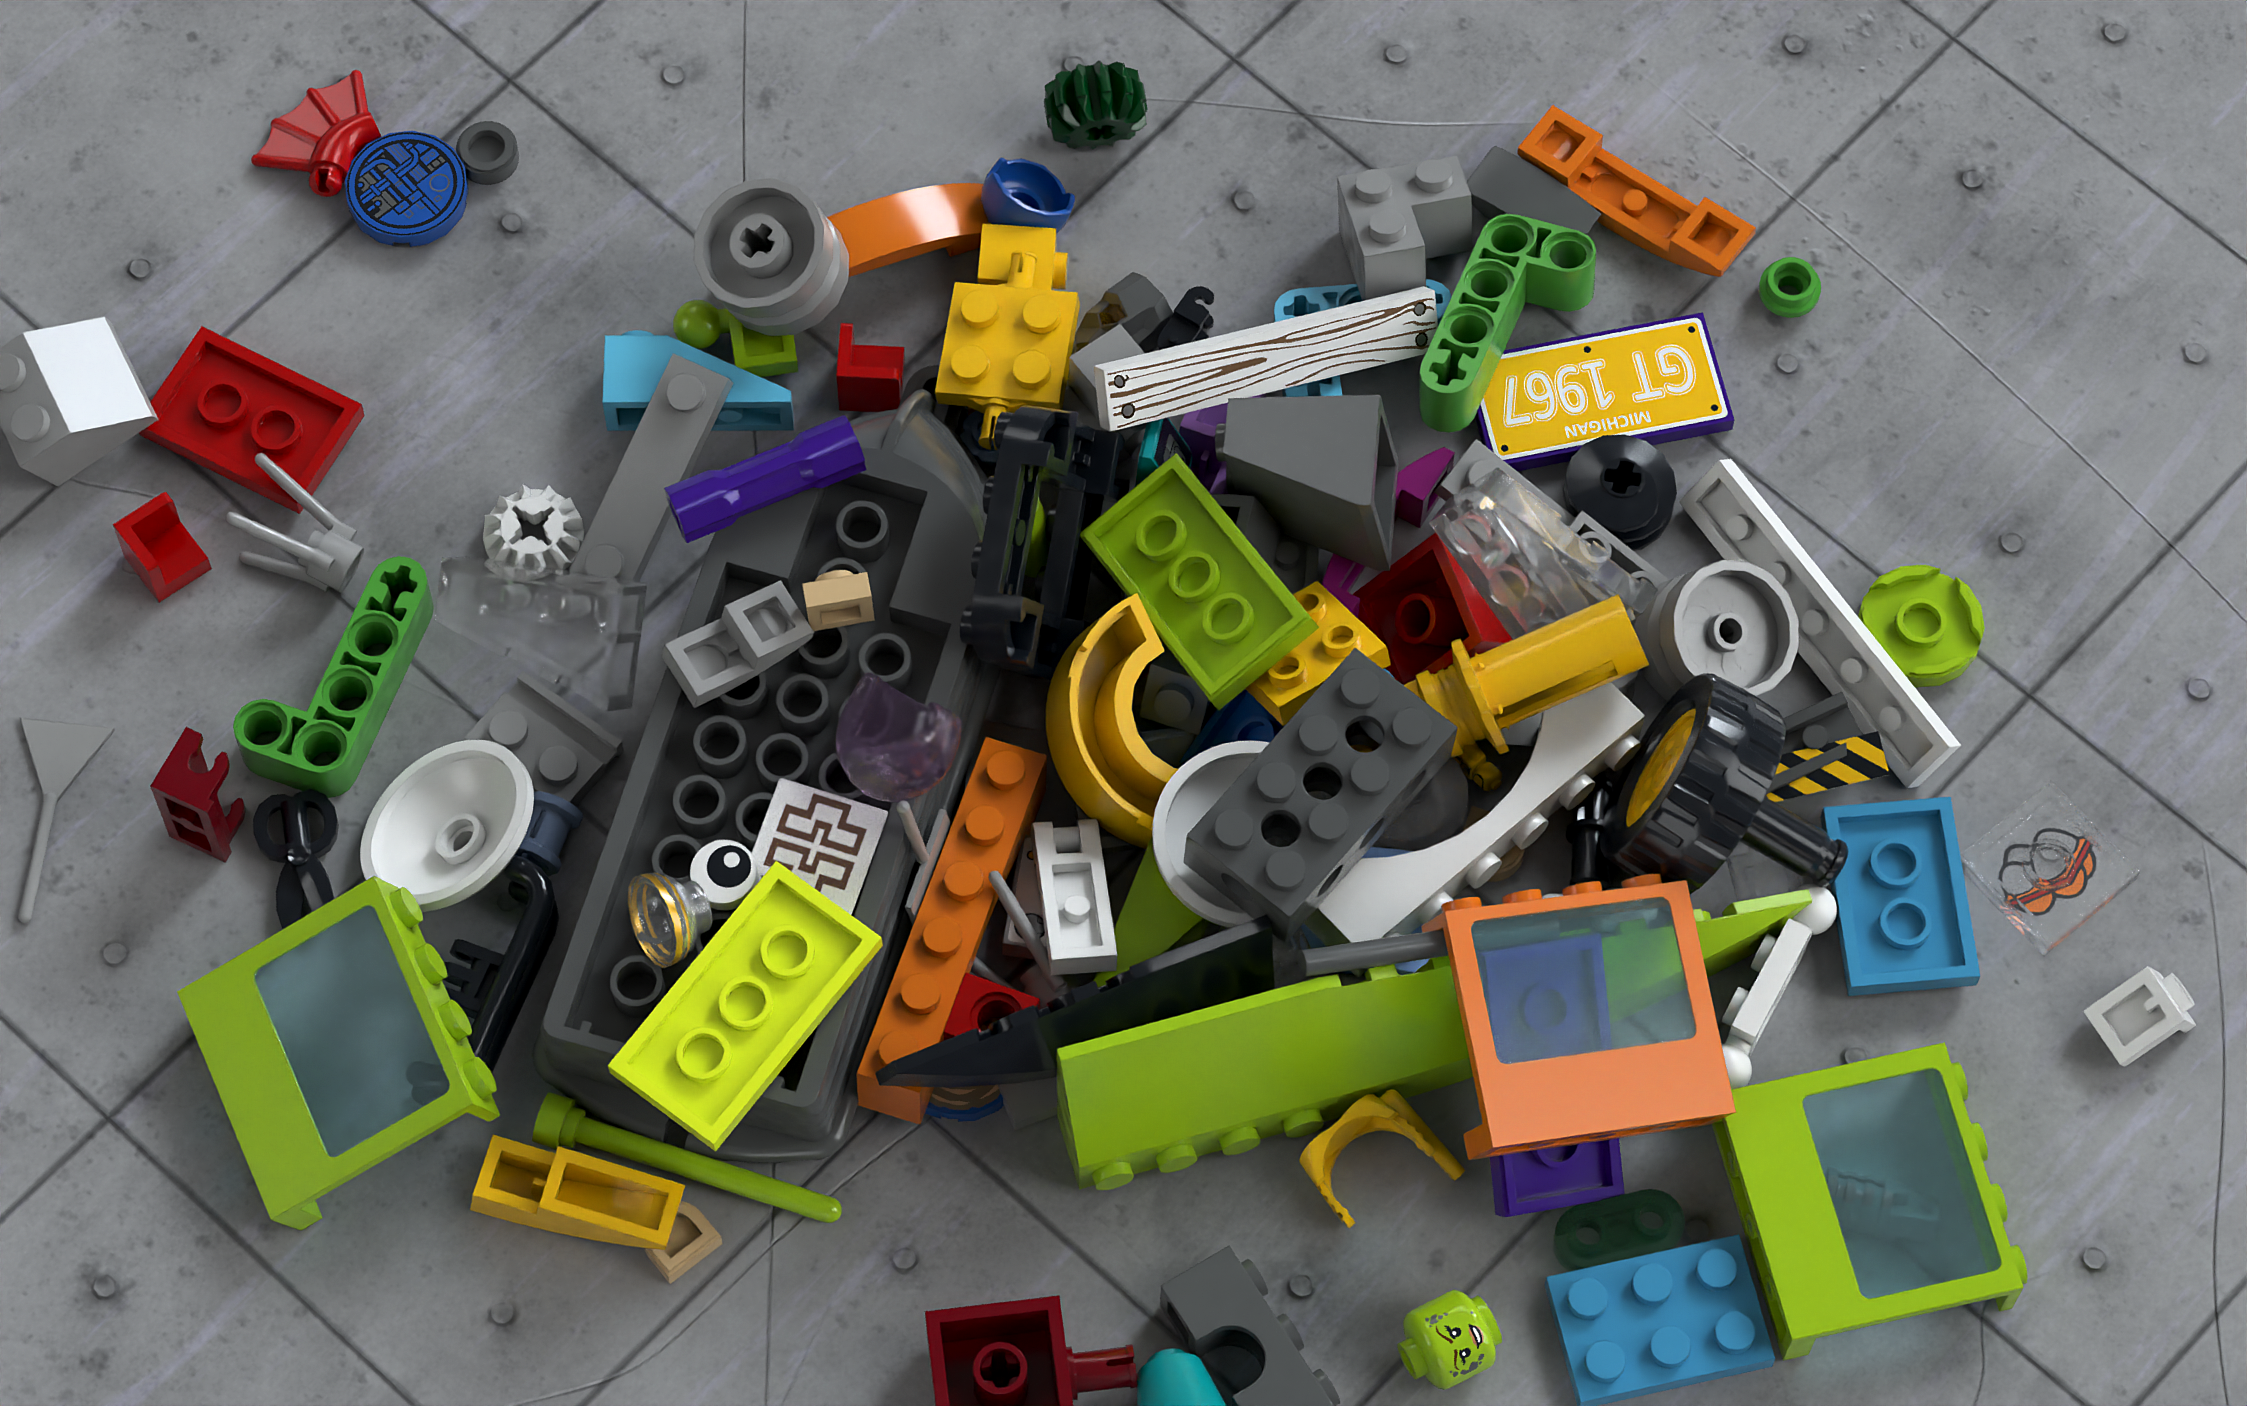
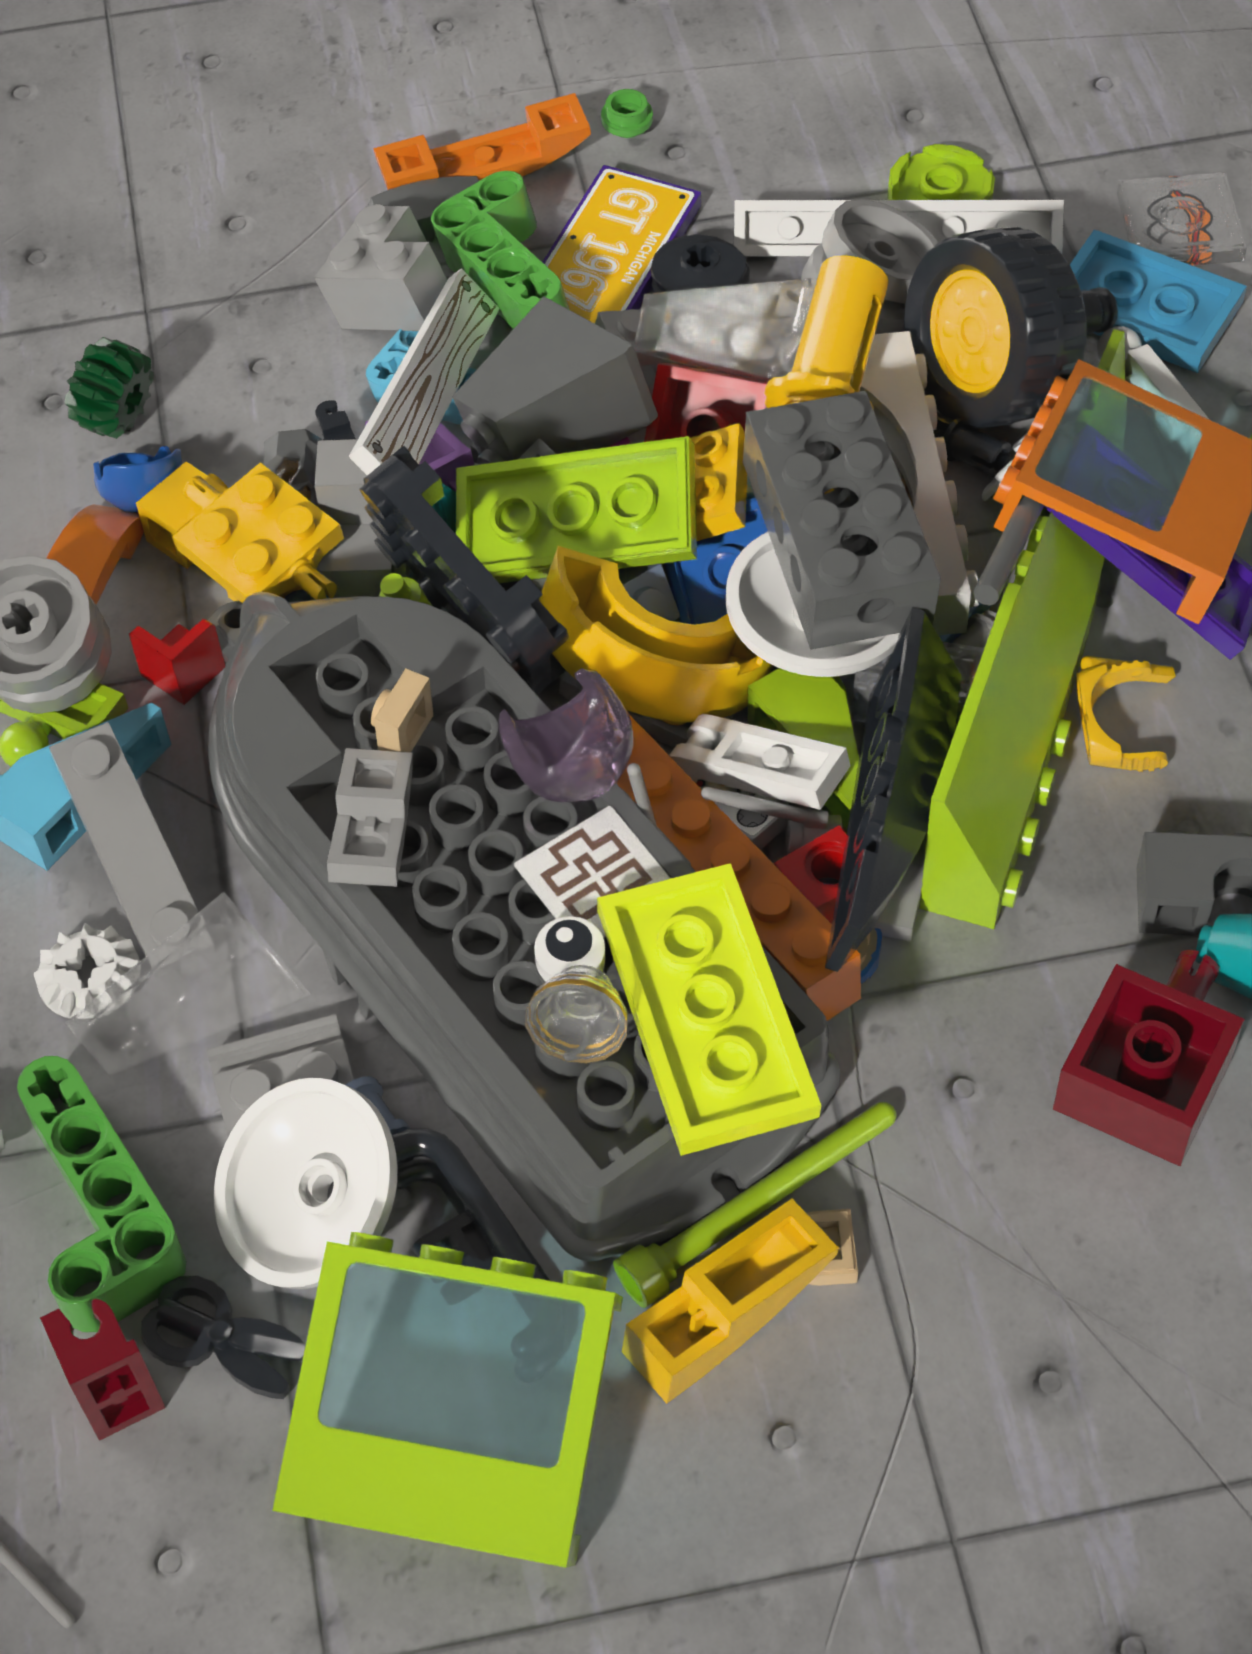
camera: 50 degrees left, 10 degrees down
(808, 461) = (233, 744): dark purple axle -> none

